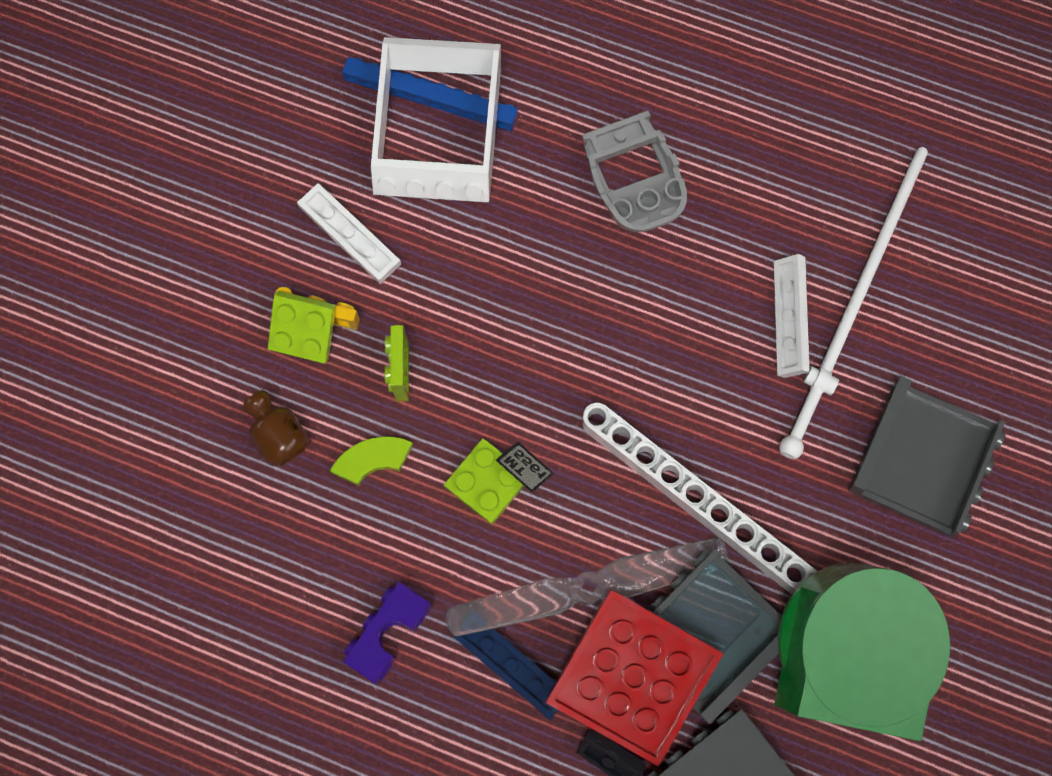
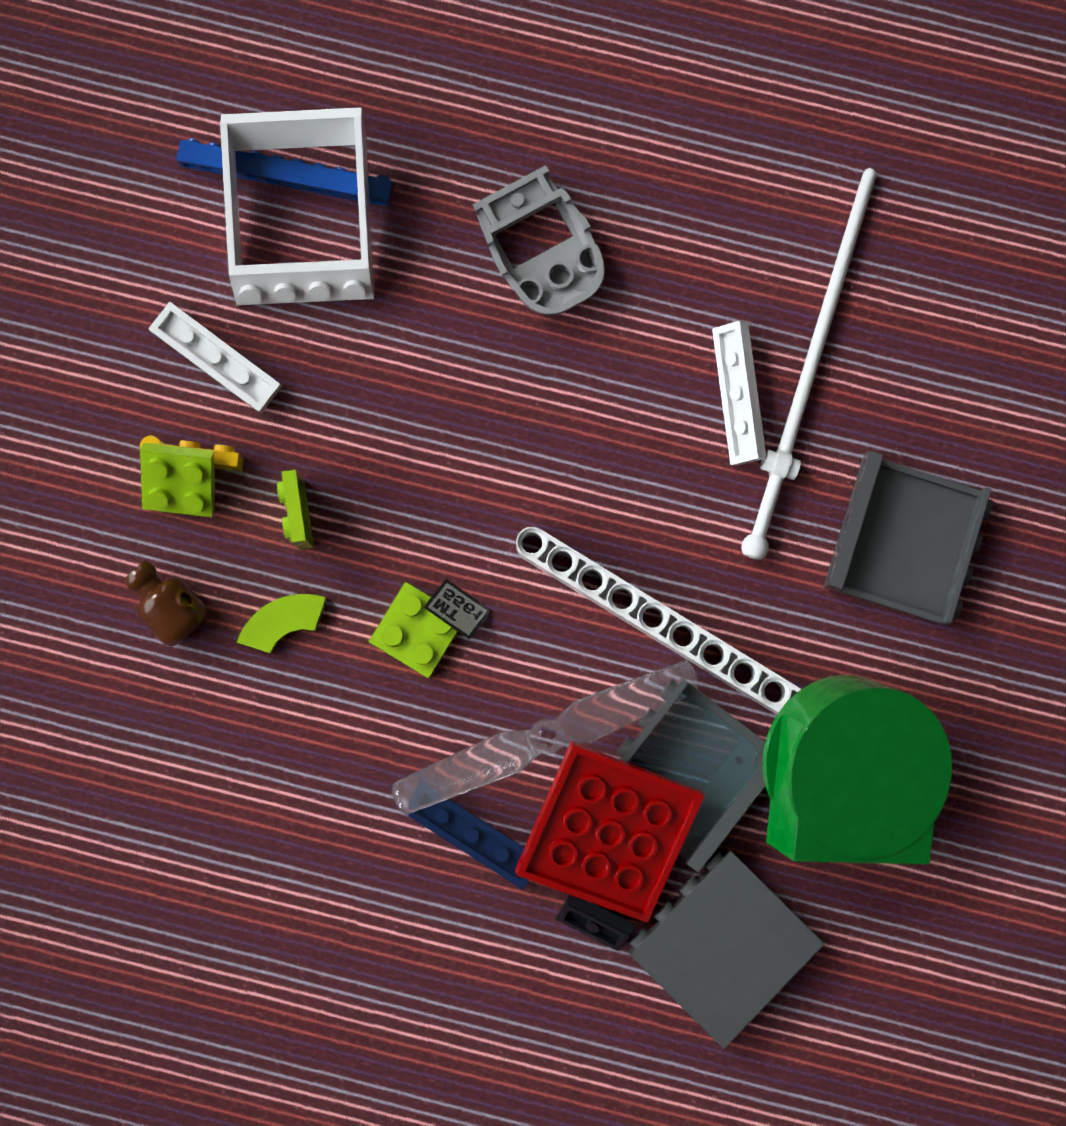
camera: 15 degrees left, 10 degrees up
(399, 608) = (311, 845): dark purple arch -> none

